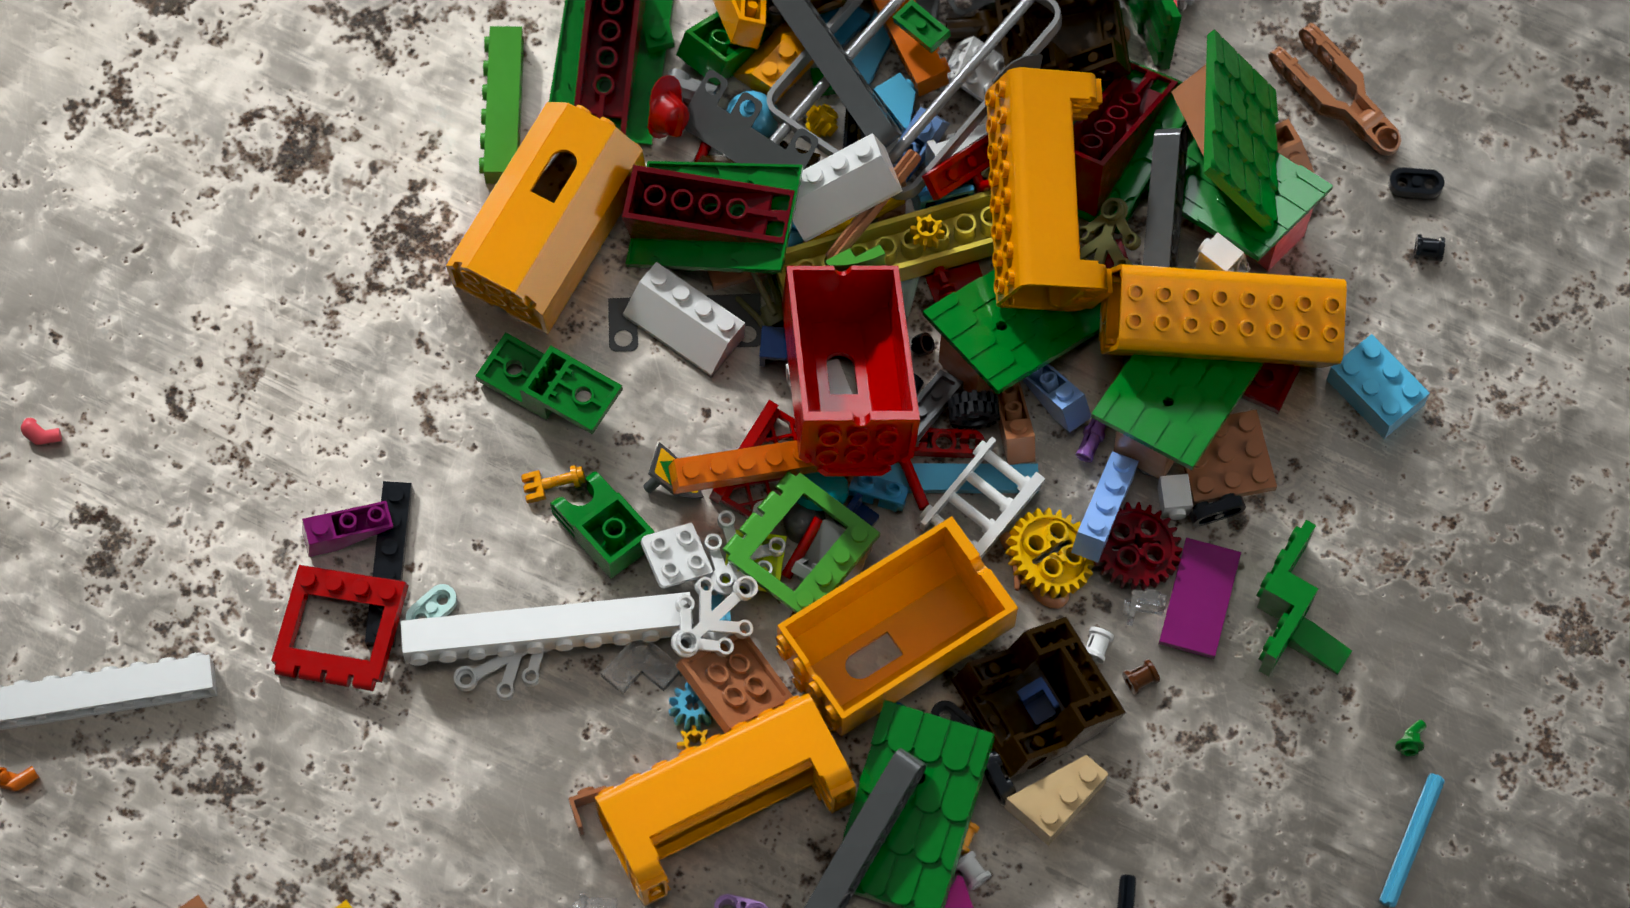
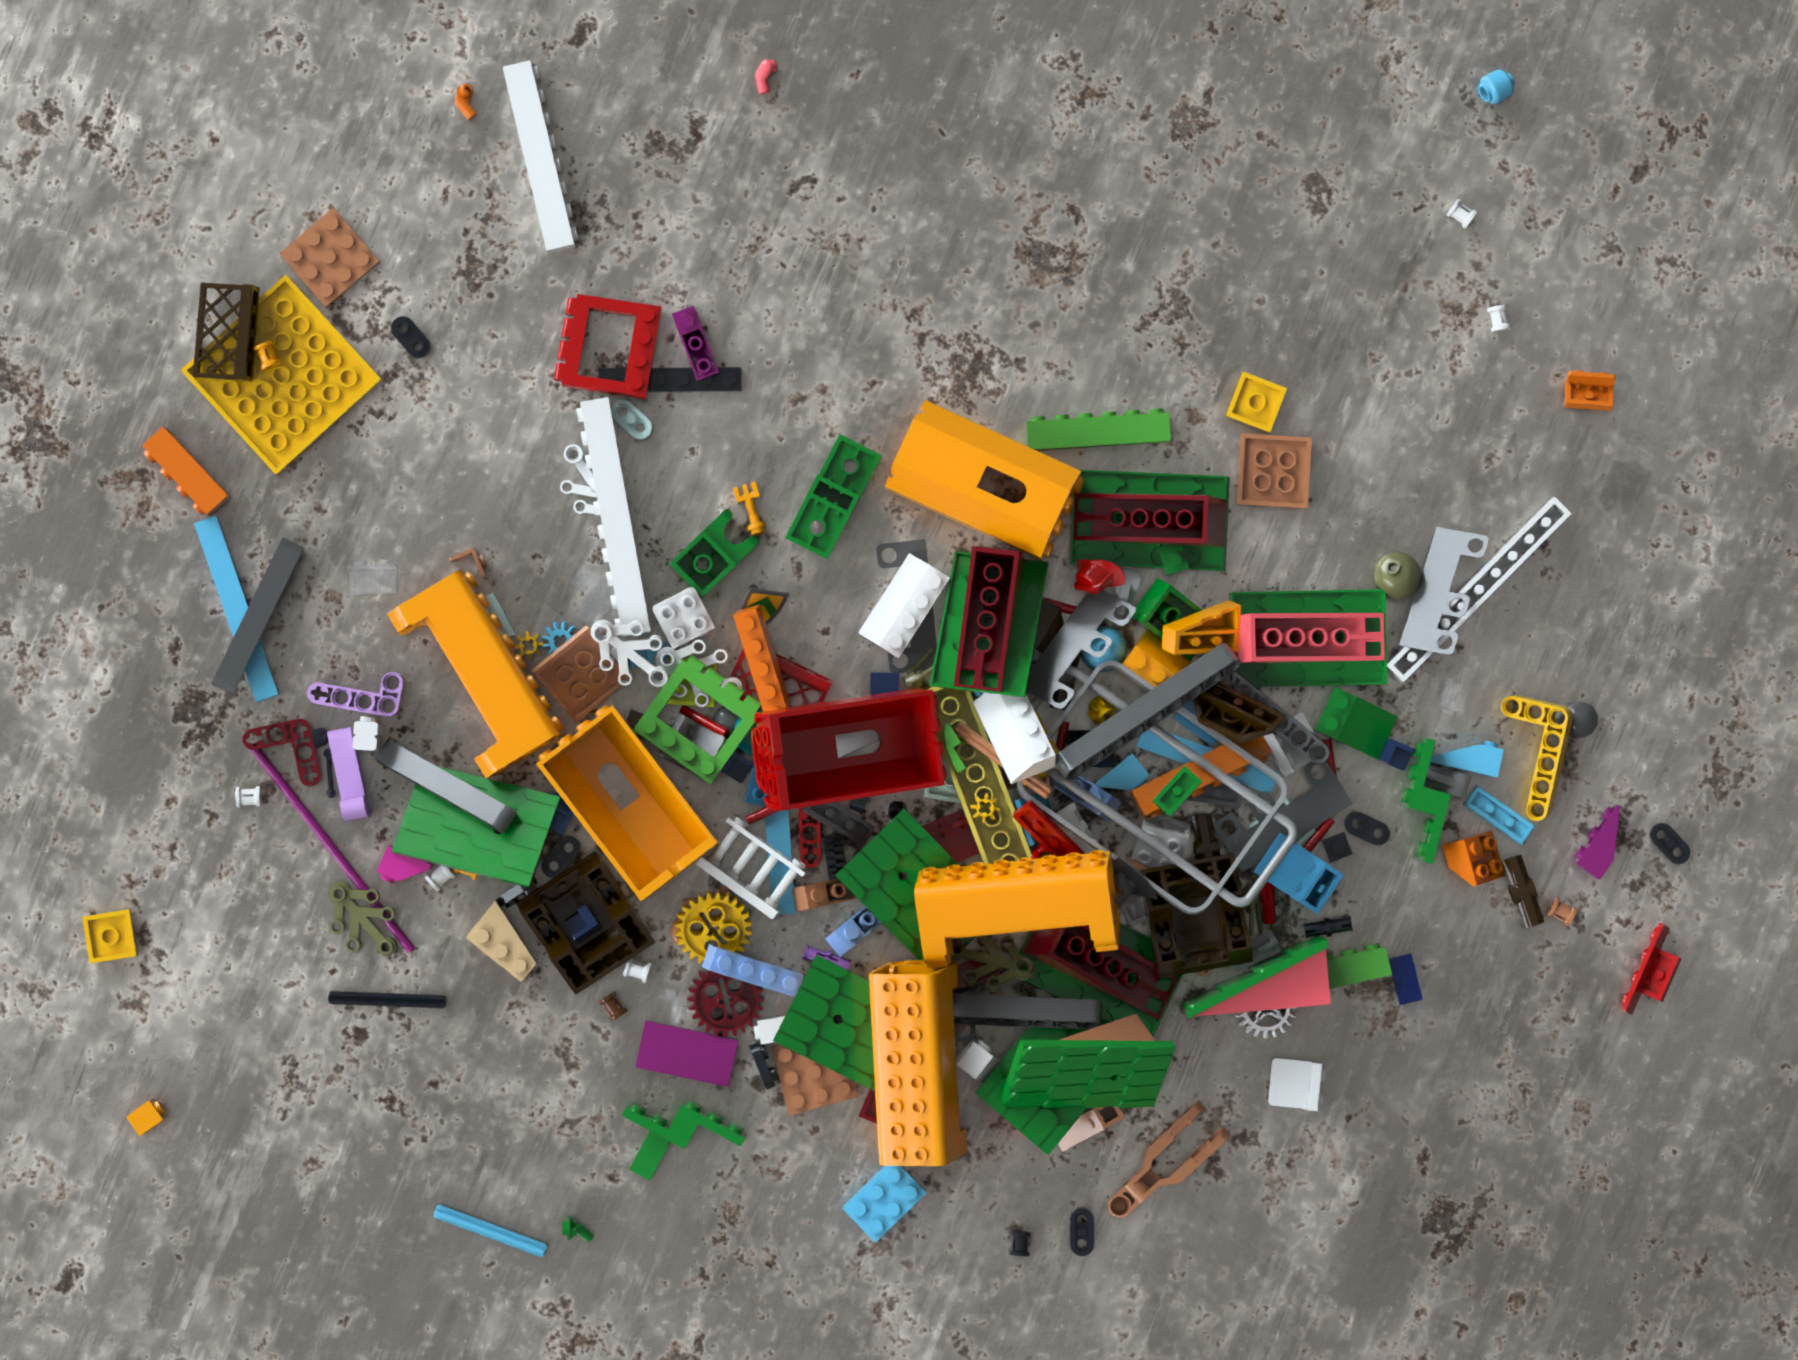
camera: 90 degrees right, 20 degrees up
(300, 865) = (410, 337): none -> black plate

